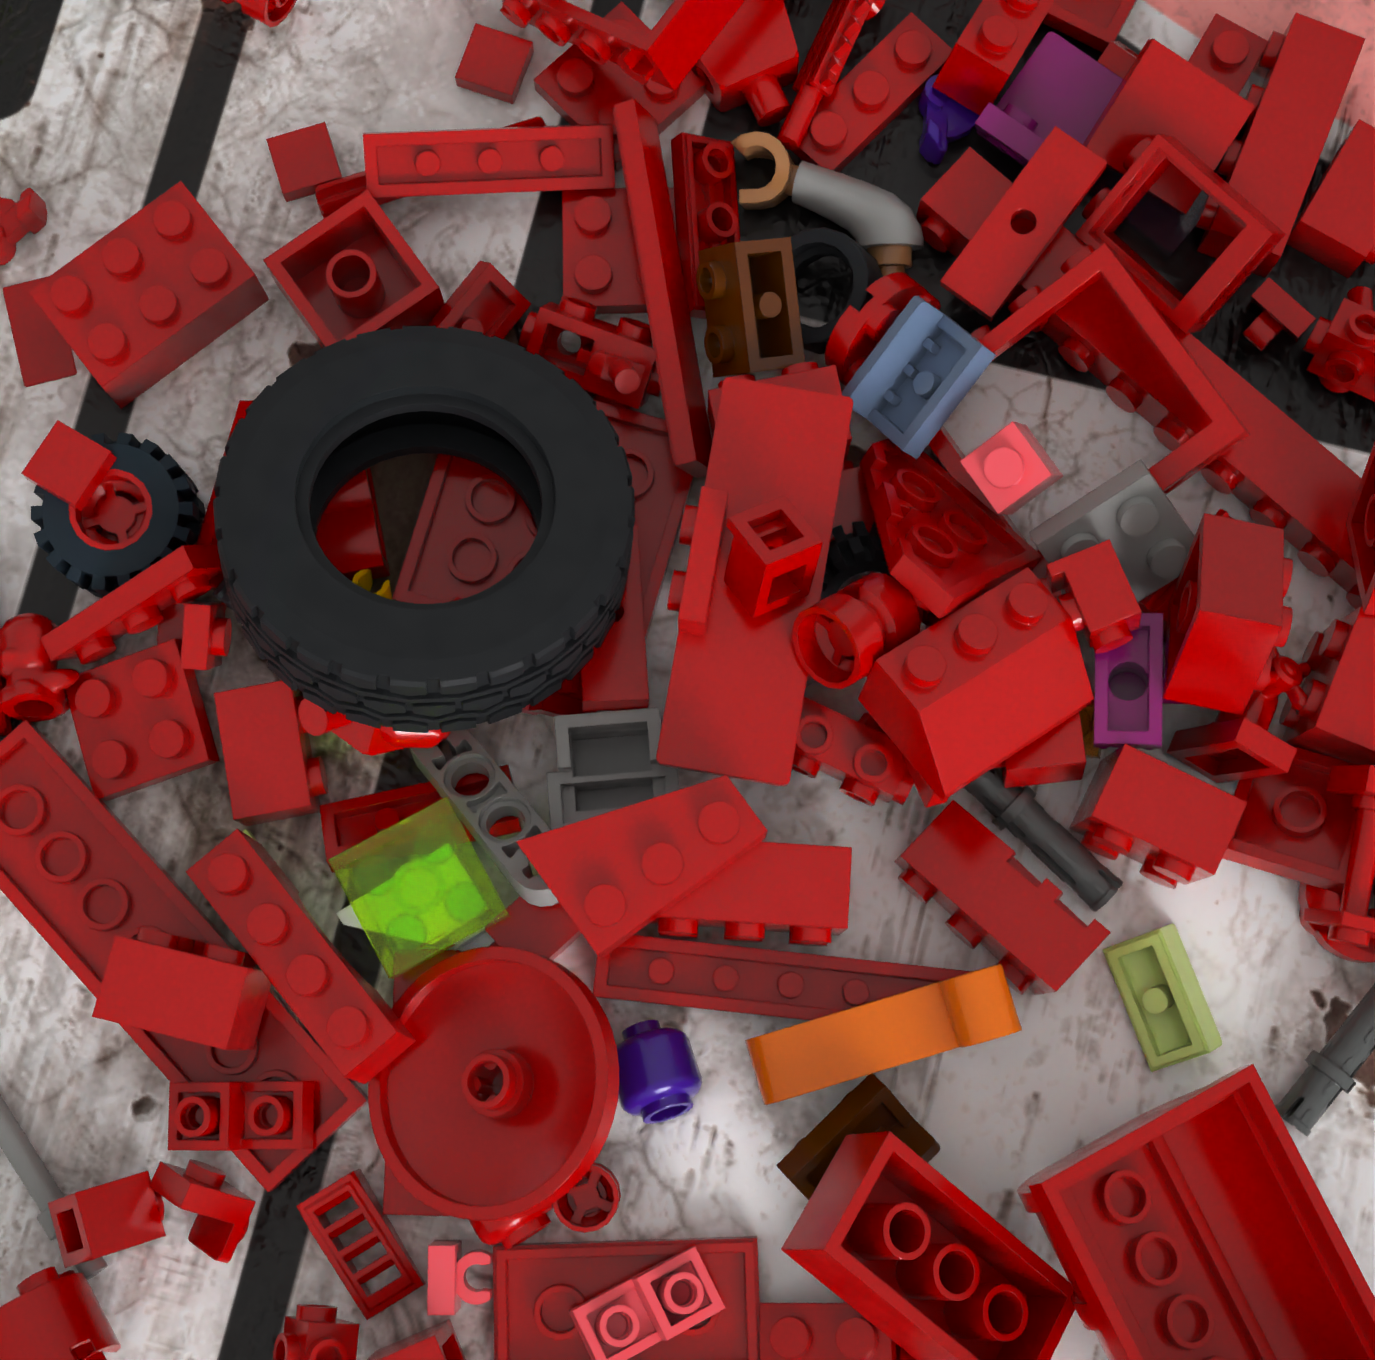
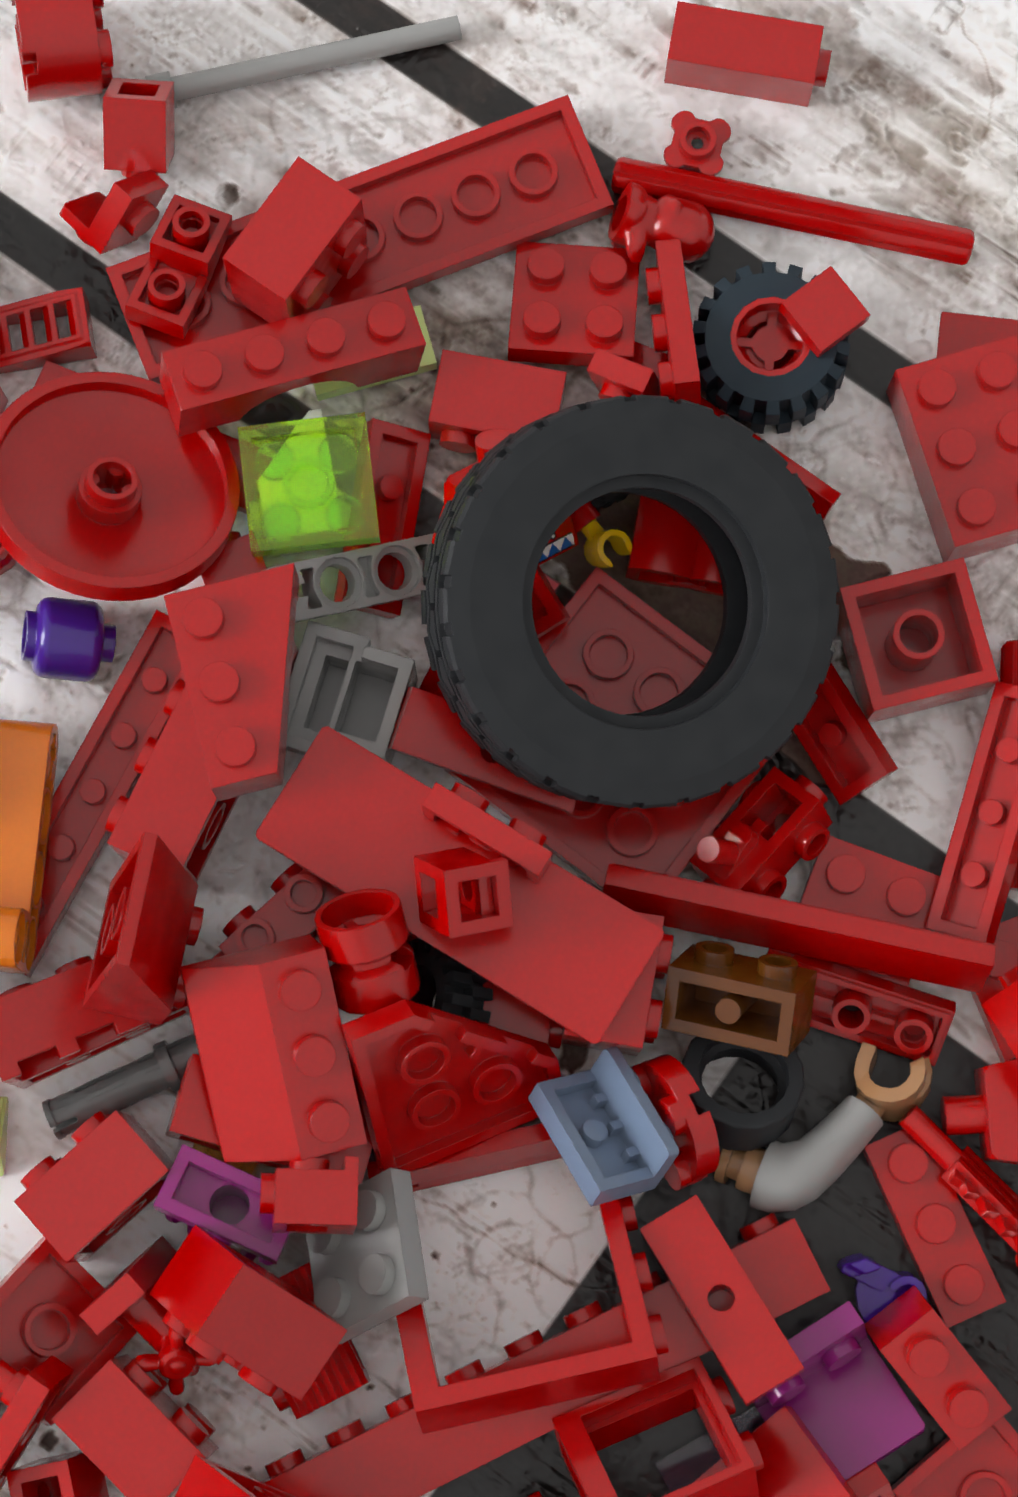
camera: 110 degrees right, 0 degrees up
(923, 859) = (144, 935): none -> red slope
(1011, 468) = (476, 1180): coral brick -> none

